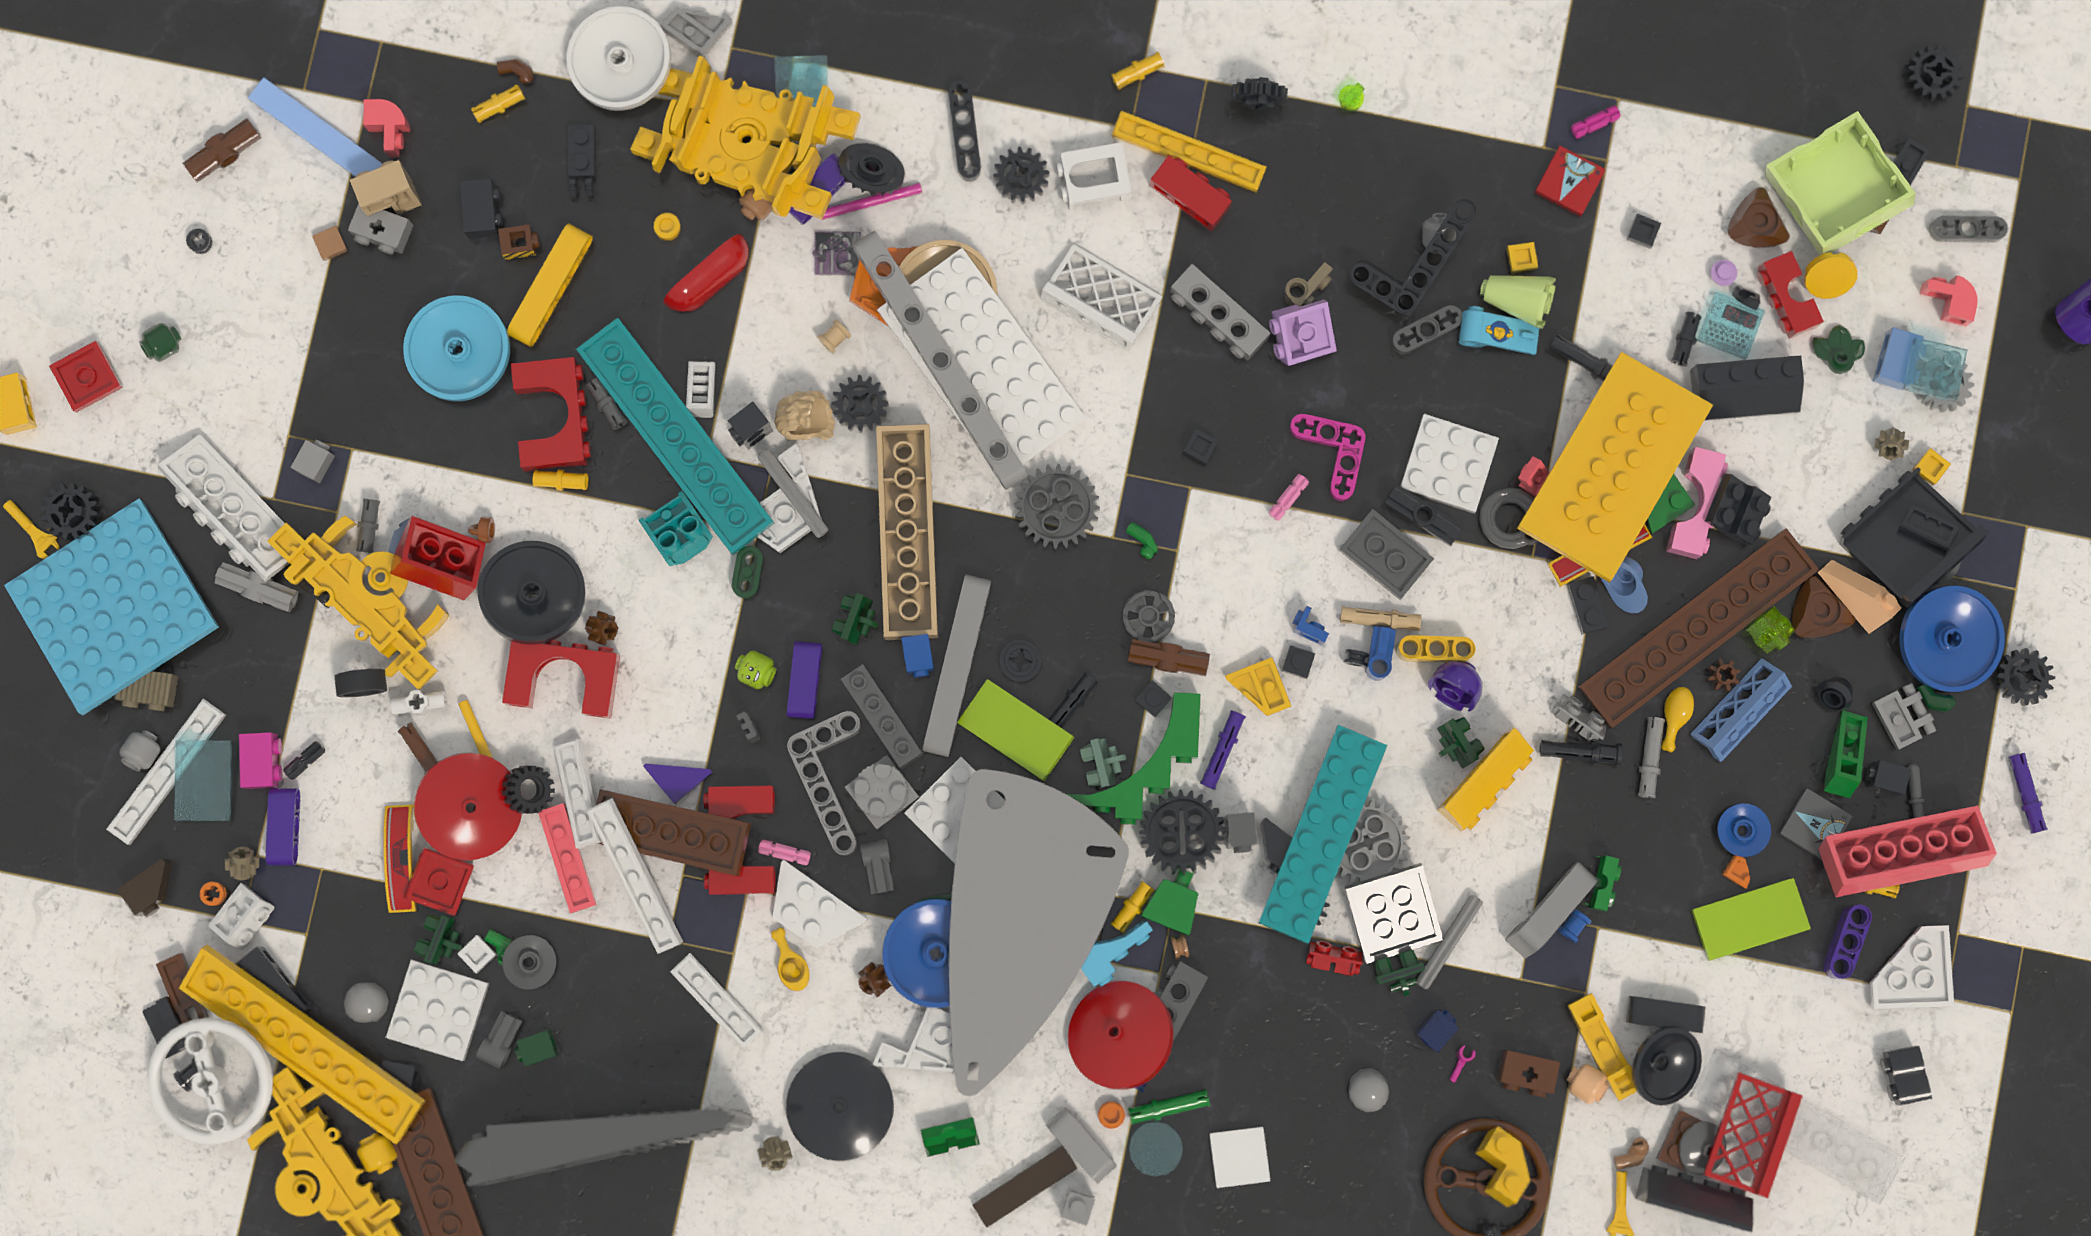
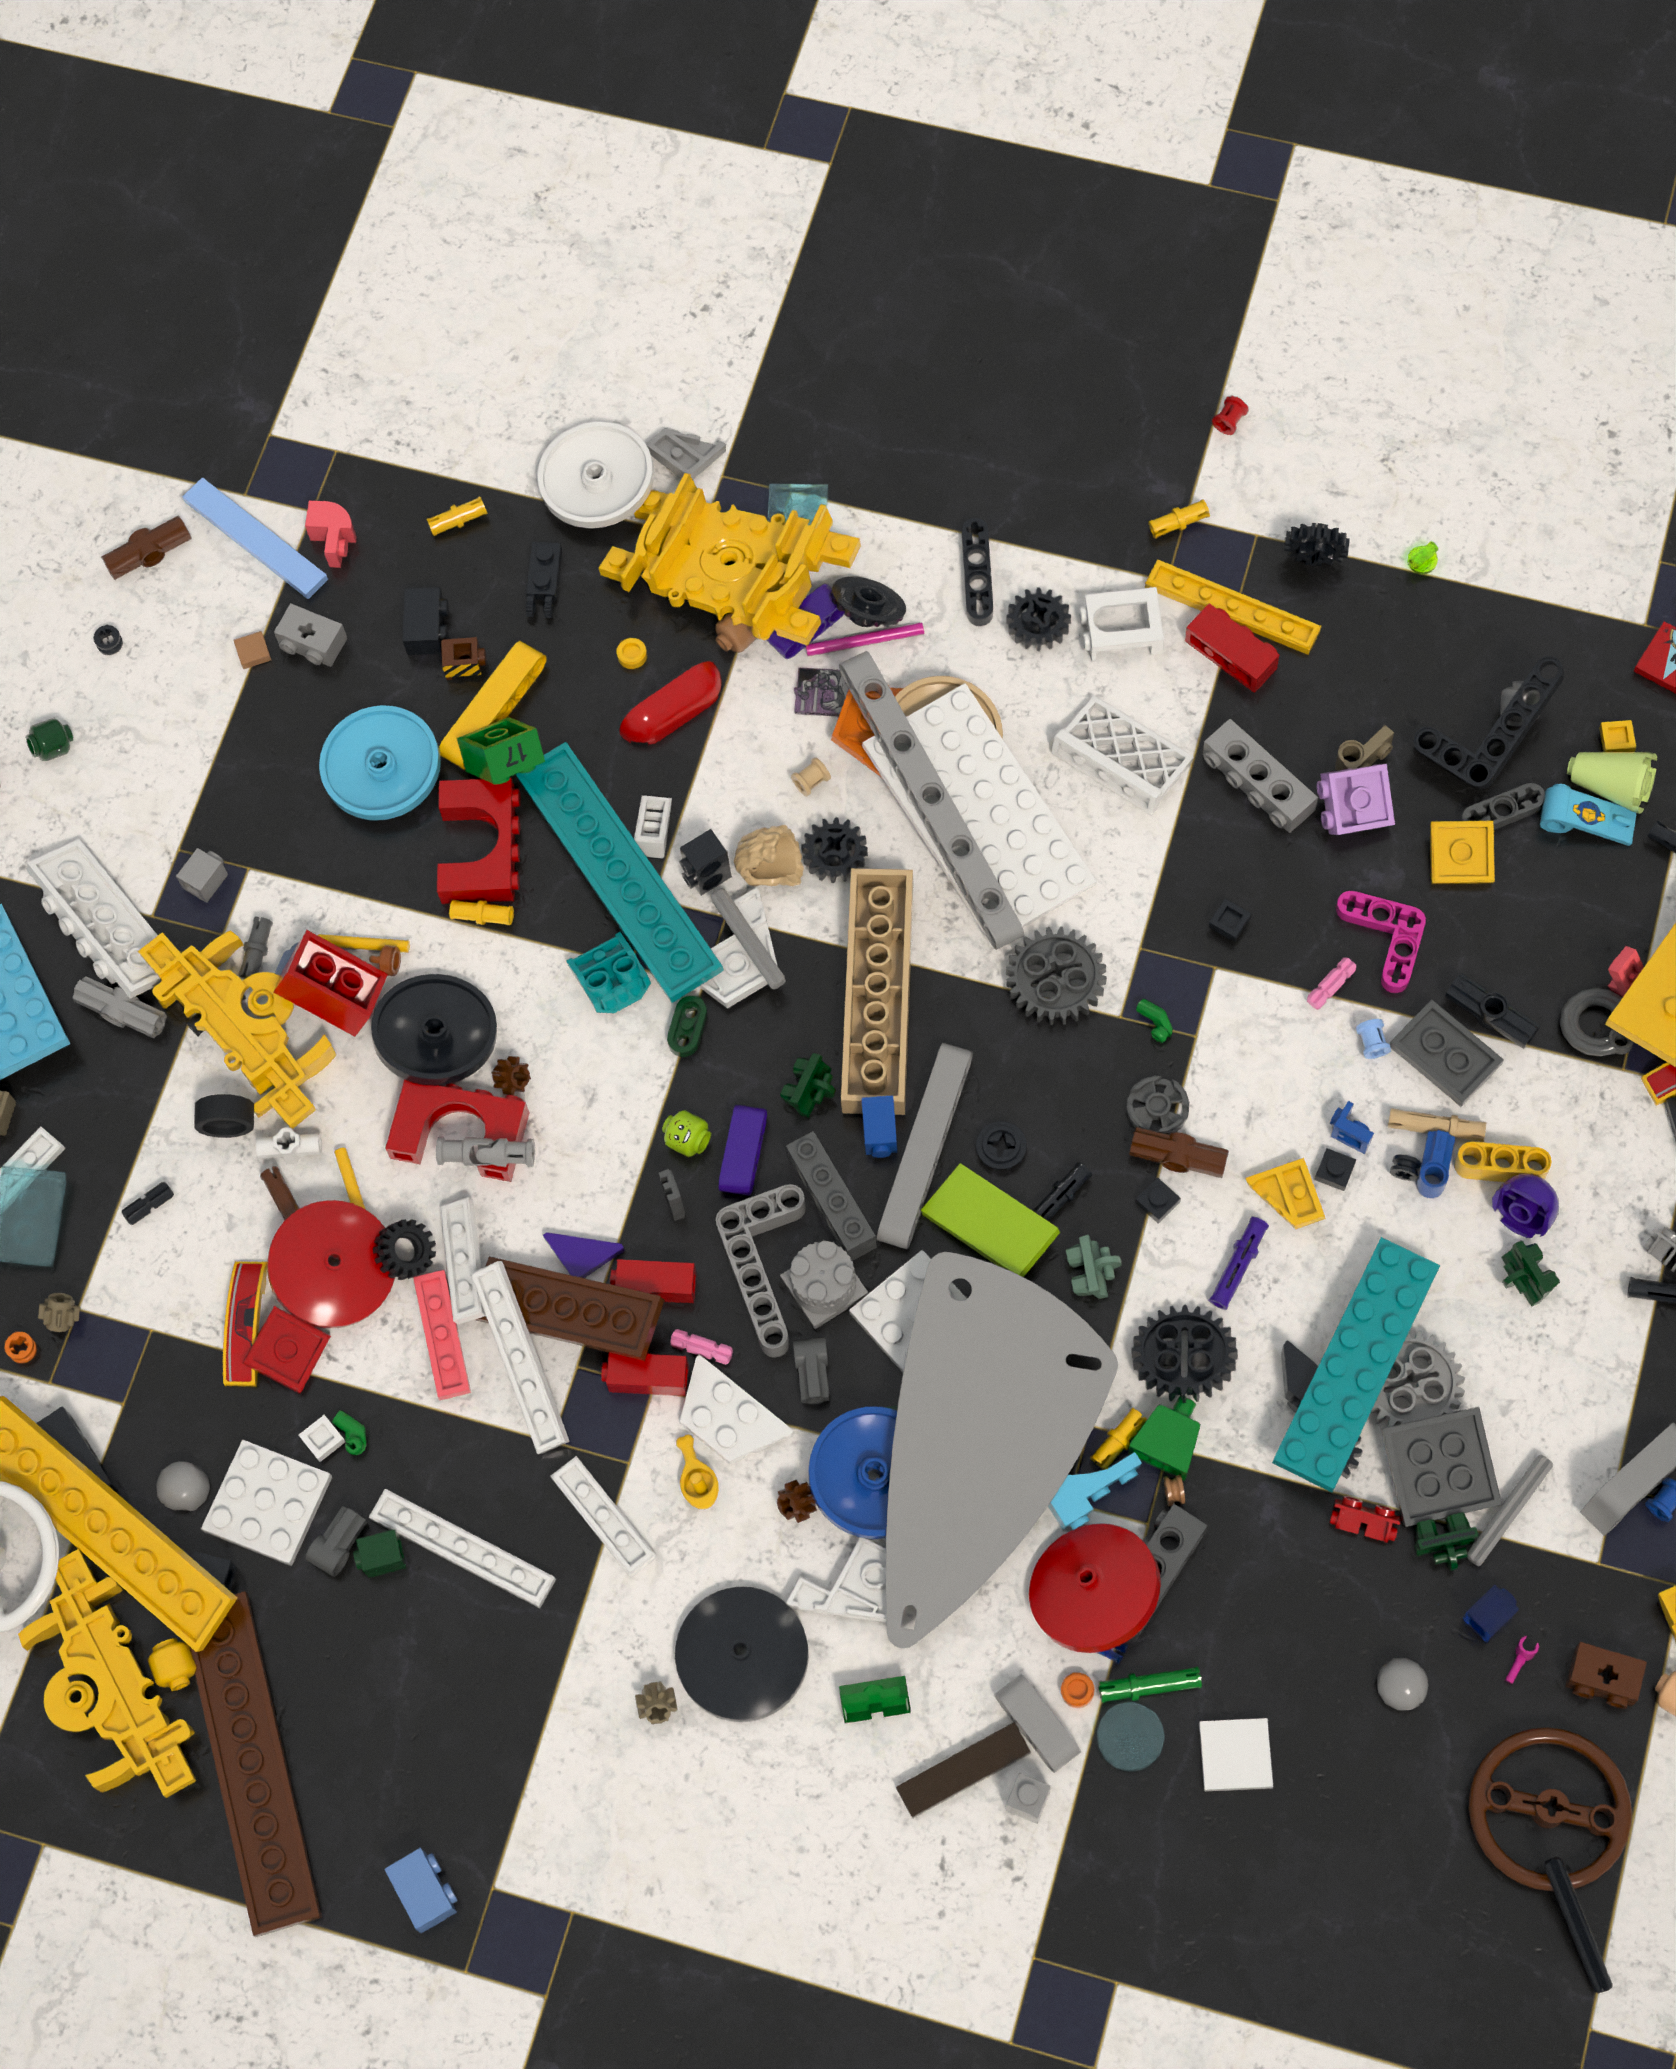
camera: 15 degrees right, 15 degrees down
(241, 917) = (50, 1375): white bracket -> none
(260, 760) = (96, 1198): dark pink brick -> none
(283, 826) = (112, 1275): dark purple beam -> none
(385, 188) = (321, 588): tan brick -> none
(433, 950) = (282, 1419): dark green hips -> none
(459, 513) = (366, 943): none -> yellow bar
(518, 67) = (480, 480): reddish brown arm -> none
(542, 964) = (393, 1439): dark grey dish -> none
(542, 1147) = (428, 1662): dark grey brick -> none
(562, 333) = (501, 750): none -> green brick
(592, 703) = (489, 1152): none -> light grey piece
(603, 1036) = (462, 1548): none -> white tile
(606, 404) = (543, 834): dark grey pin -> none
(1179, 742) = (1184, 1251): green arch -> none
(1240, 832) = (1256, 1354): dark grey brick -> none
(1325, 546) = (1373, 1038): none -> light blue bush
(1394, 372) = (1462, 852): none -> yellow plate
(1449, 463) = (1526, 957): white plate -> none
(1486, 779) = (1561, 1316): yellow slope -> none
(1508, 1157) = (1575, 1769): yellow brick -> none

